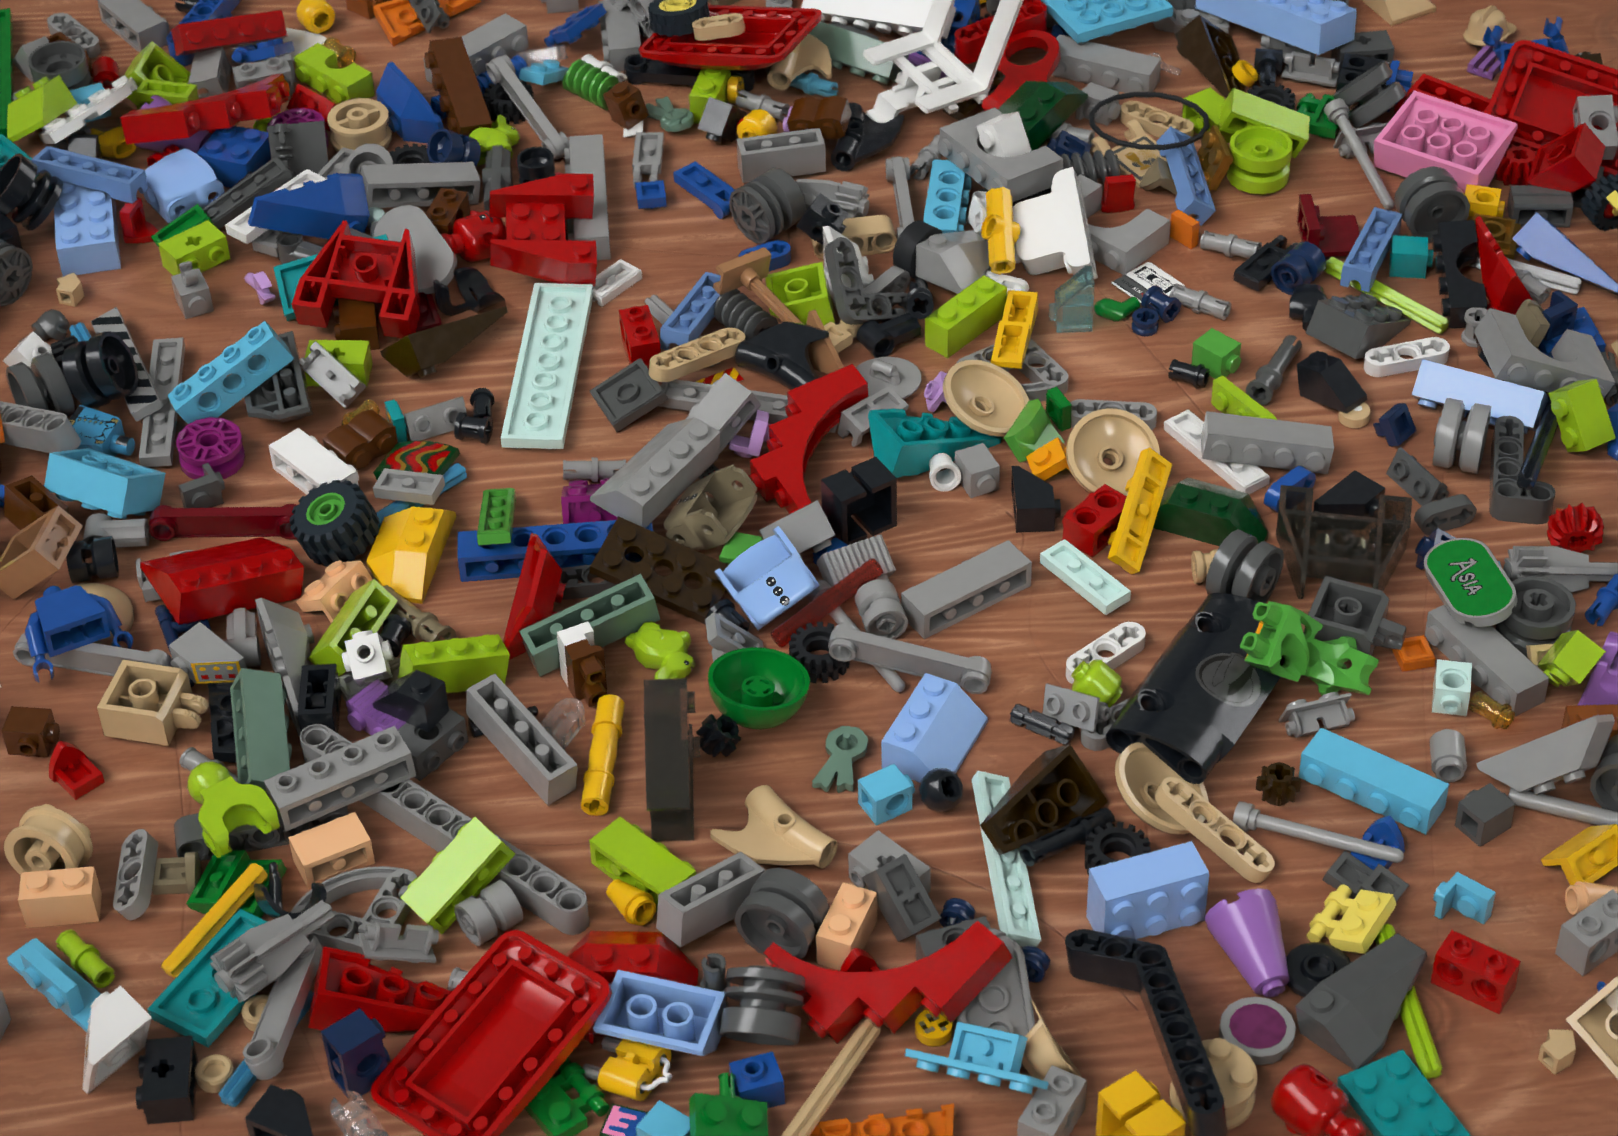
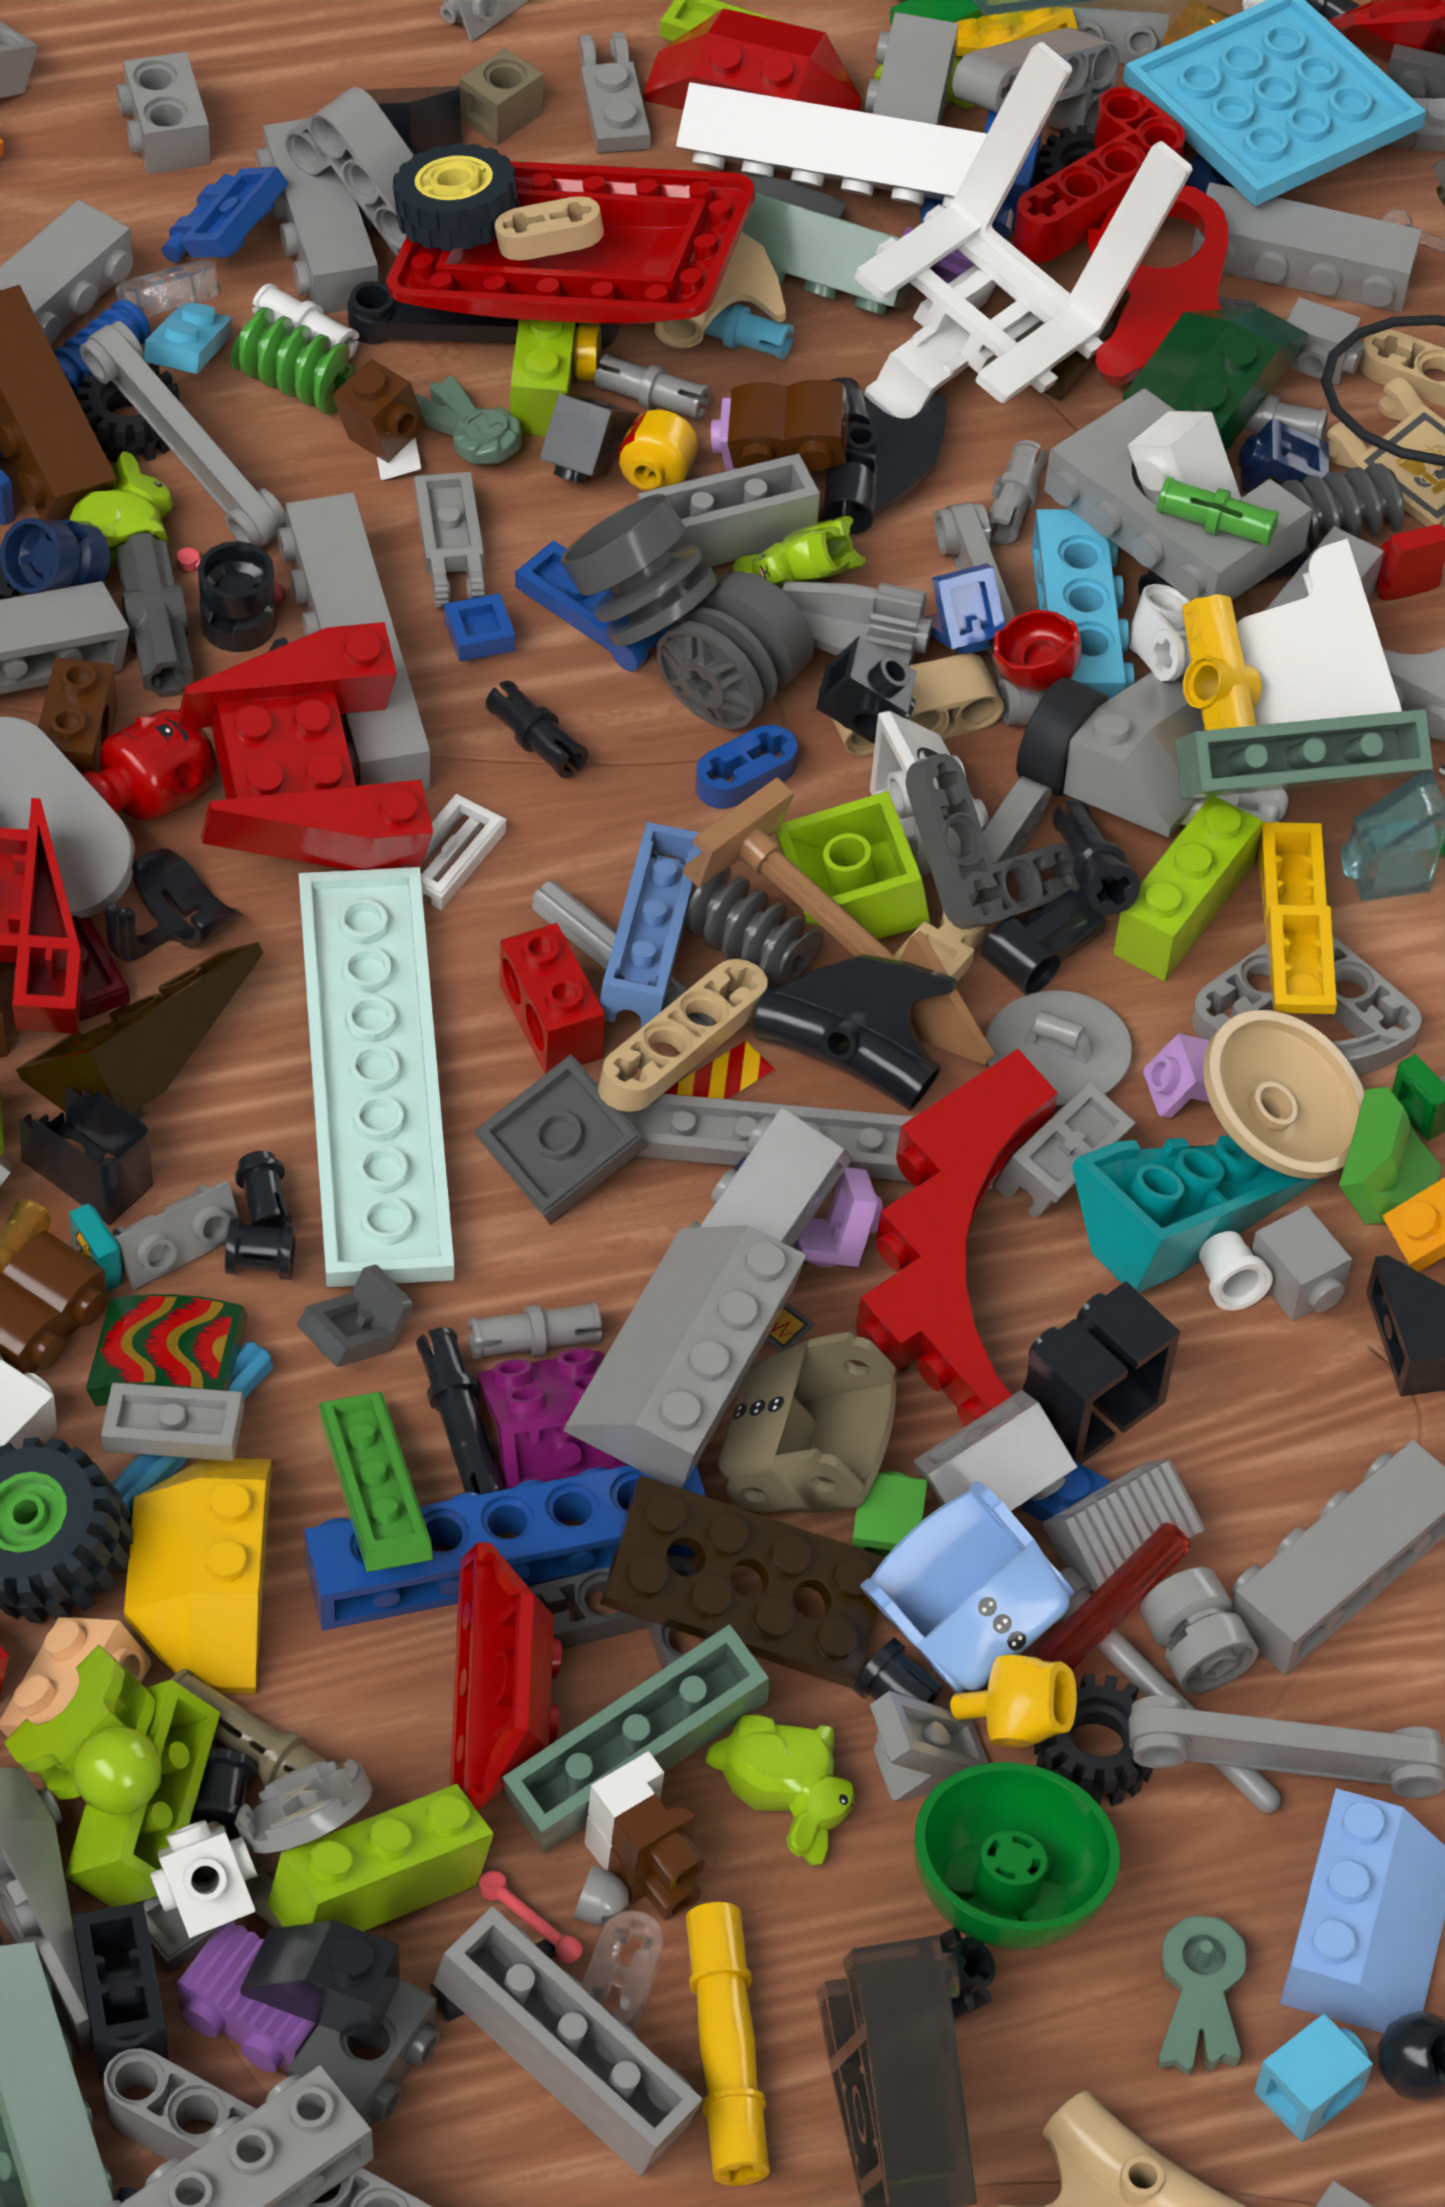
camera: 15 degrees left, 10 degrees up
(333, 599) = (97, 1741): none -> lime piece
(408, 386) = (100, 1128): none -> black piece
(421, 631) = (304, 1806): none -> light grey tile
(511, 461) = (358, 1322): none -> dark grey bracket
(535, 708) = (494, 1887): none -> coral hinge
(548, 492) = (454, 1397): none -> black pin
(557, 691) = (601, 1897): none -> light grey hinge
(666, 236) = (536, 729): none -> black pin
(723, 164) = (644, 579): none -> dark grey wheel
(782, 626) = (1023, 1701): none -> yellow piece
(820, 170) = (806, 554): none -> lime animal
(883, 192) = (967, 609): none -> bracket
(911, 209) = (1037, 649): none -> red hair
(1012, 154) = (1217, 511): none -> bright green pin
(1027, 254) = (1303, 754): none -> sand green brick

